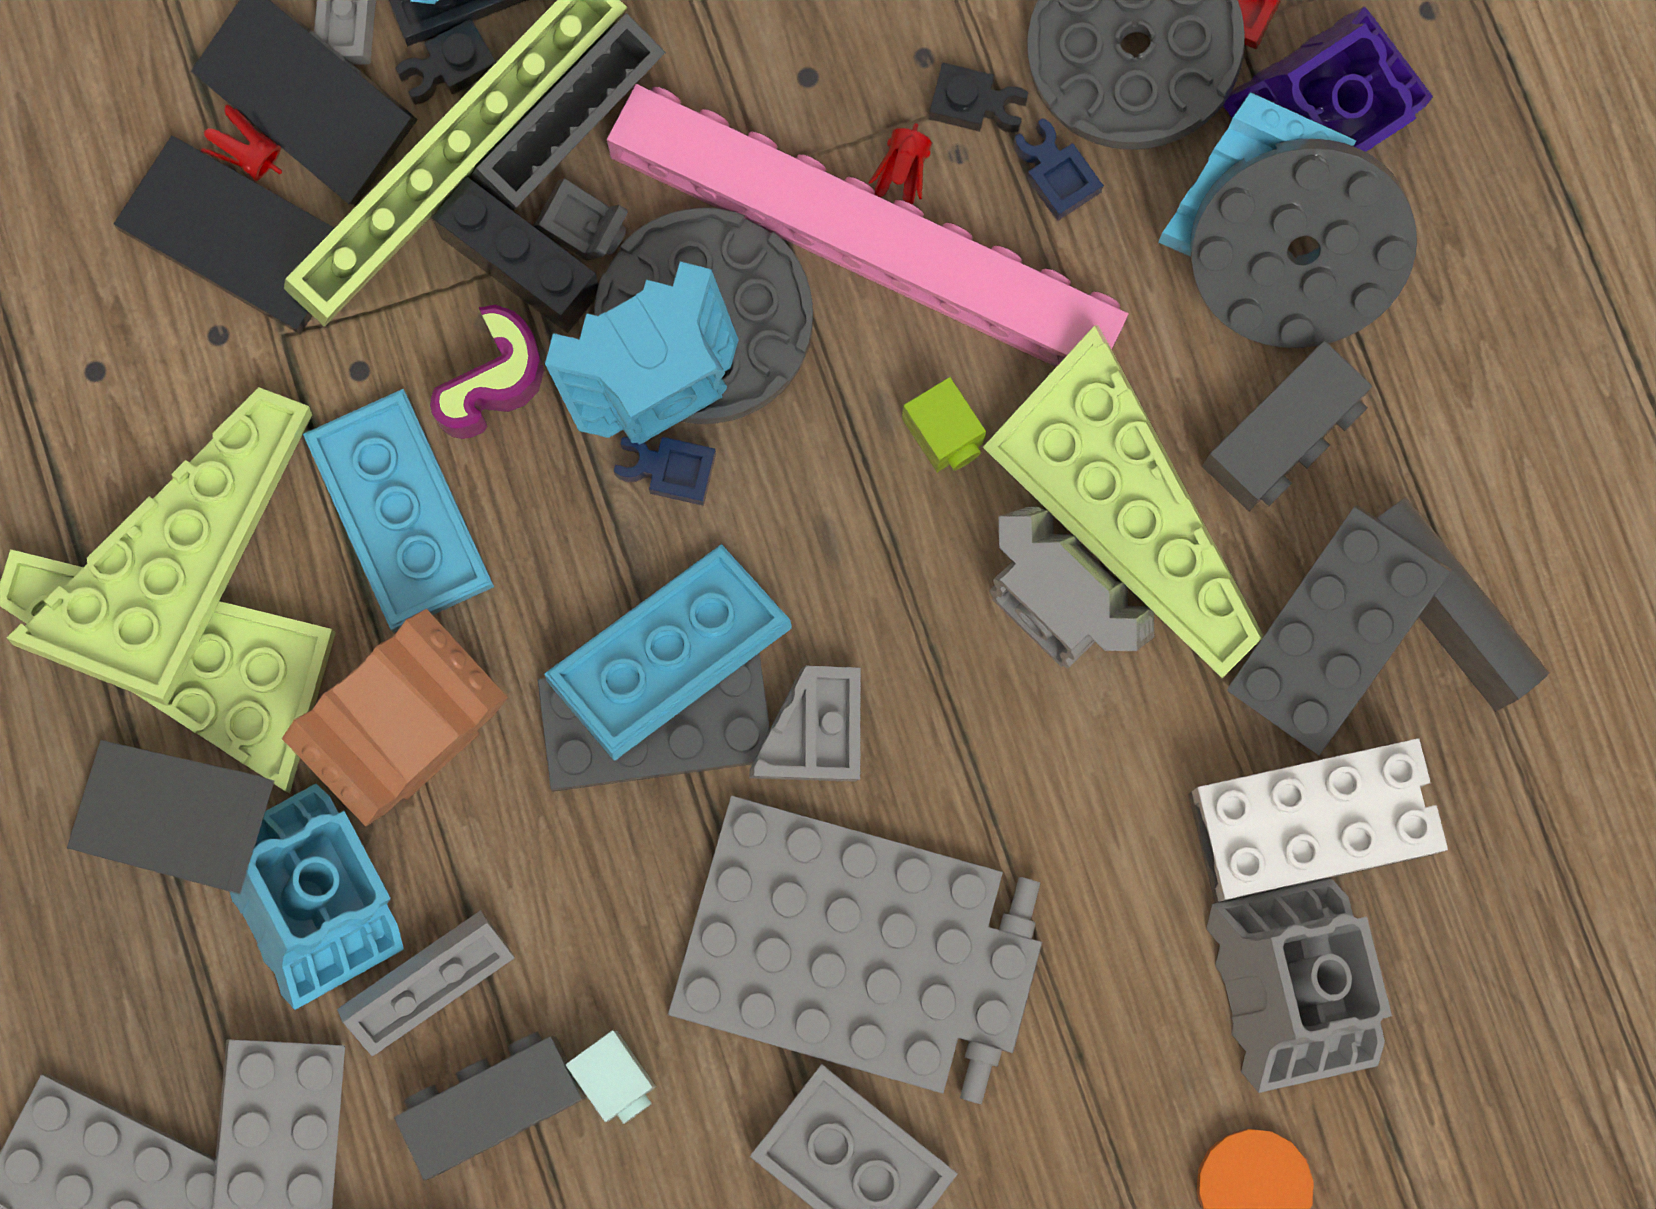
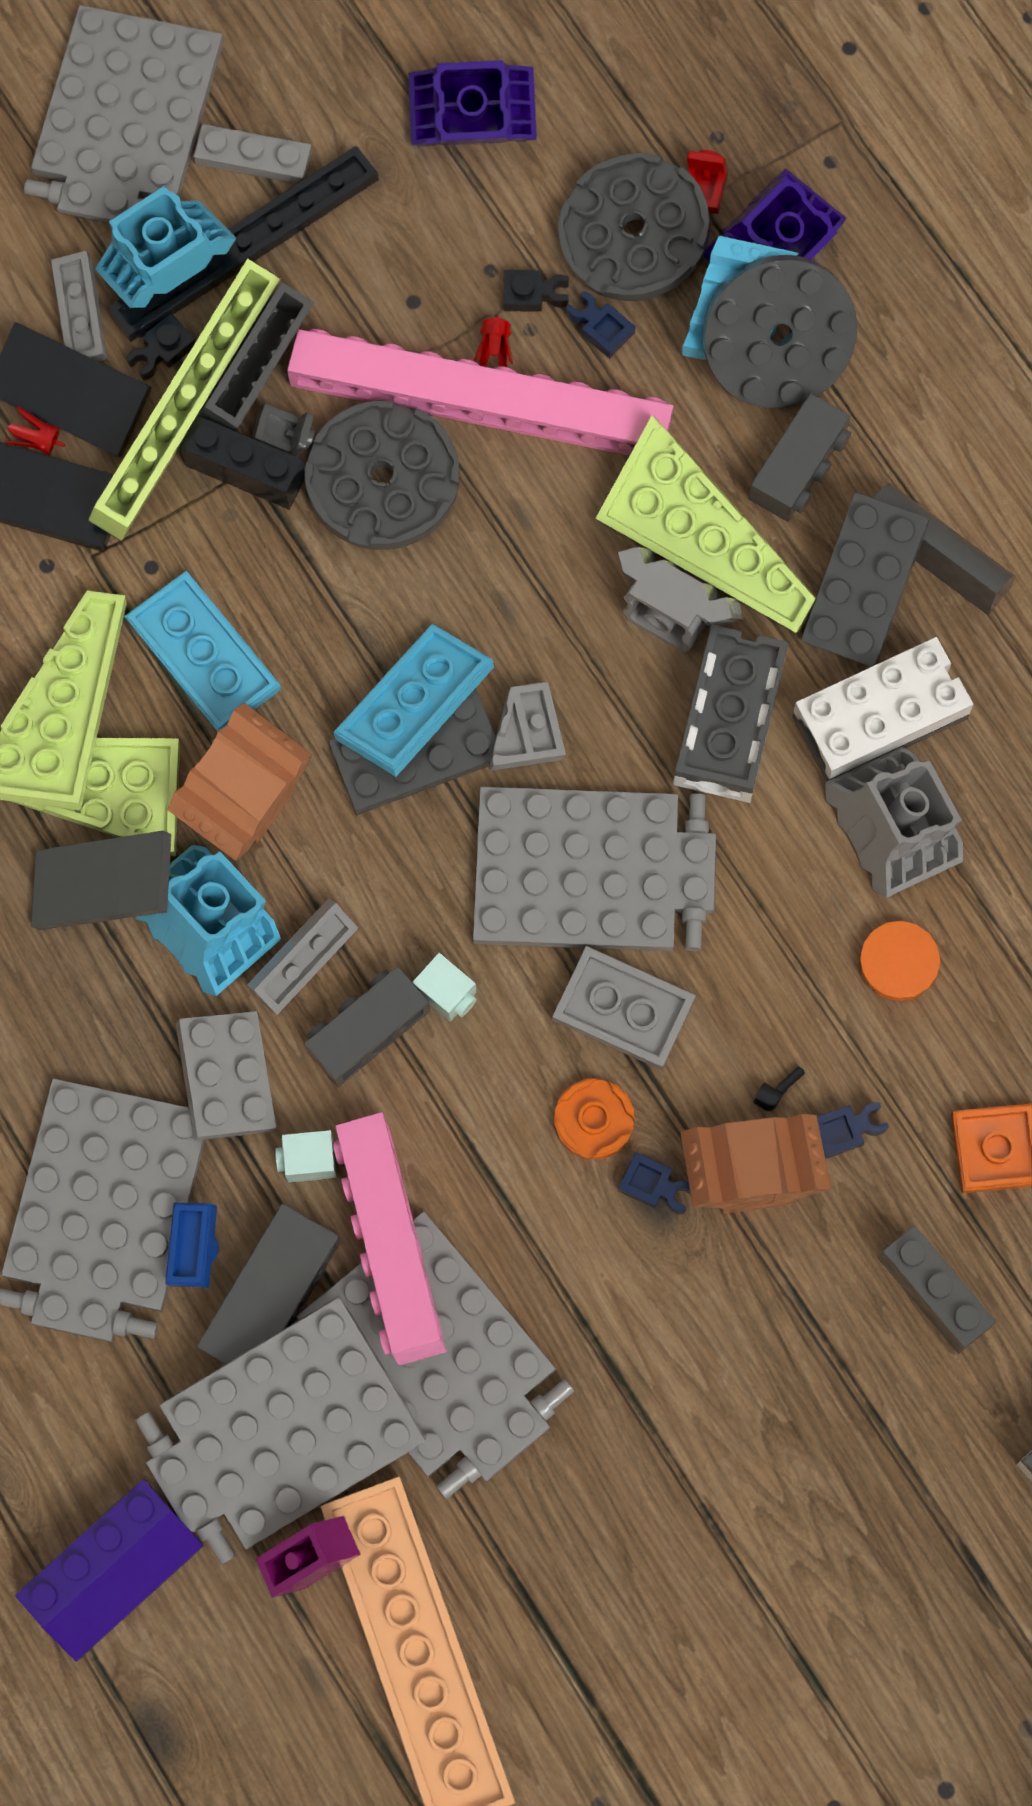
camera: 10 degrees left, 5 degrees down
(496, 385) = (248, 554): magenta animal -> none
(647, 358) = (353, 506): medium azure slope -> none
(677, 469) = (389, 581): dark blue plate -> none
(944, 426) = (565, 510): lime brick -> none
(1104, 778) = (730, 714): none -> dark grey piece

